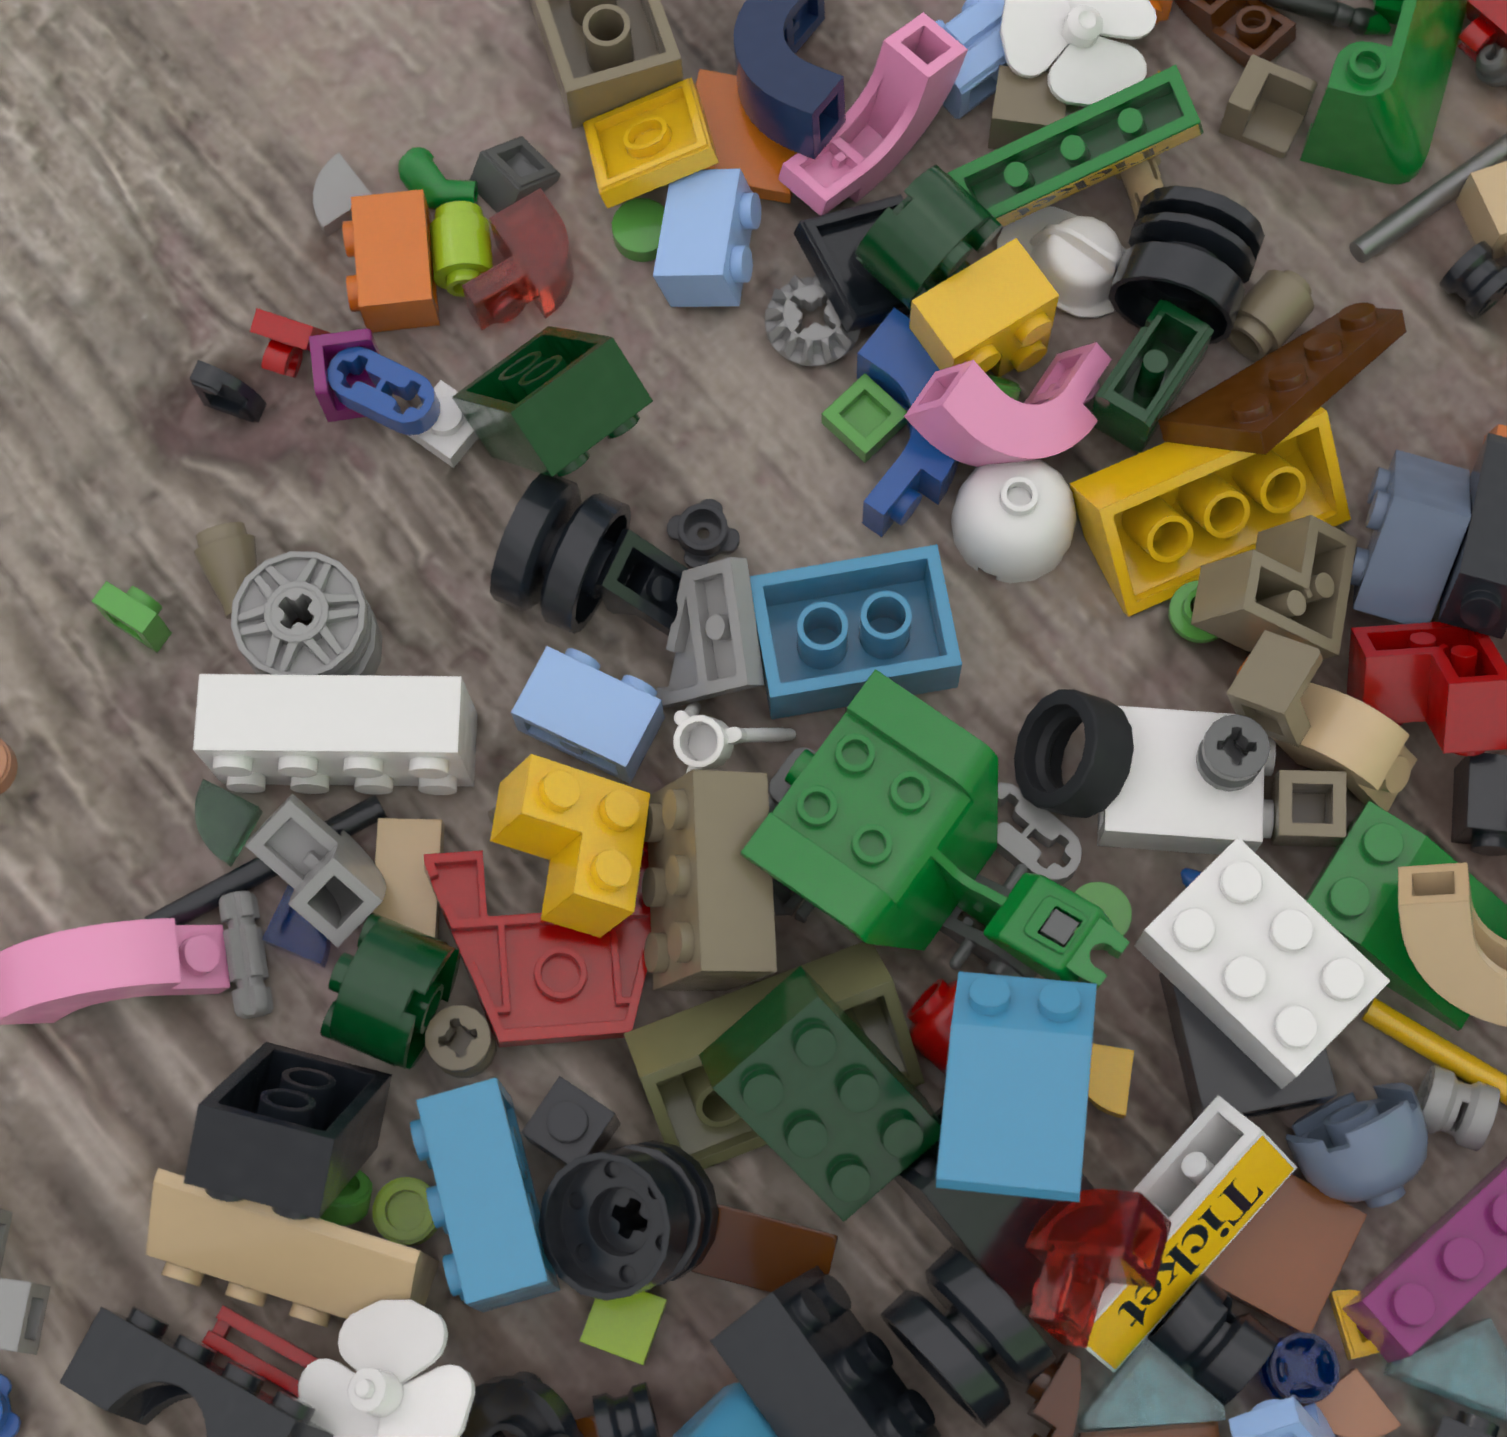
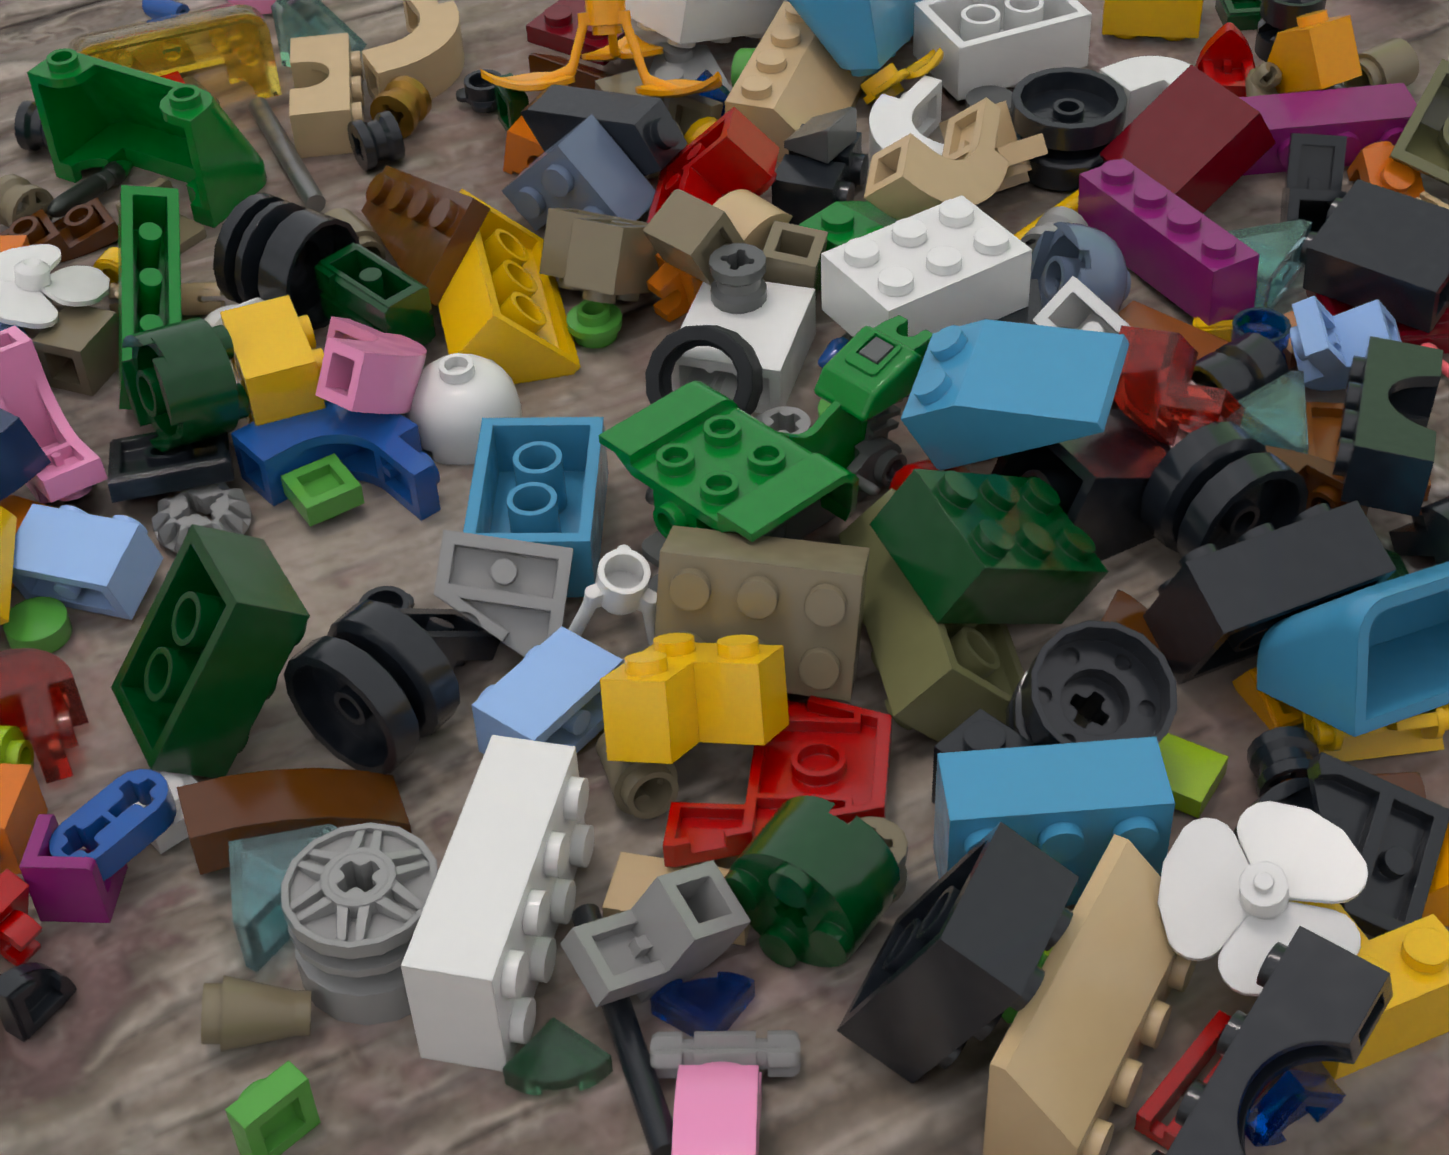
camera: 80 degrees left, 30 degrees down
(356, 538) = (256, 879): none -> clear light blue slope
(433, 528) = (282, 802): none -> reddish brown slope

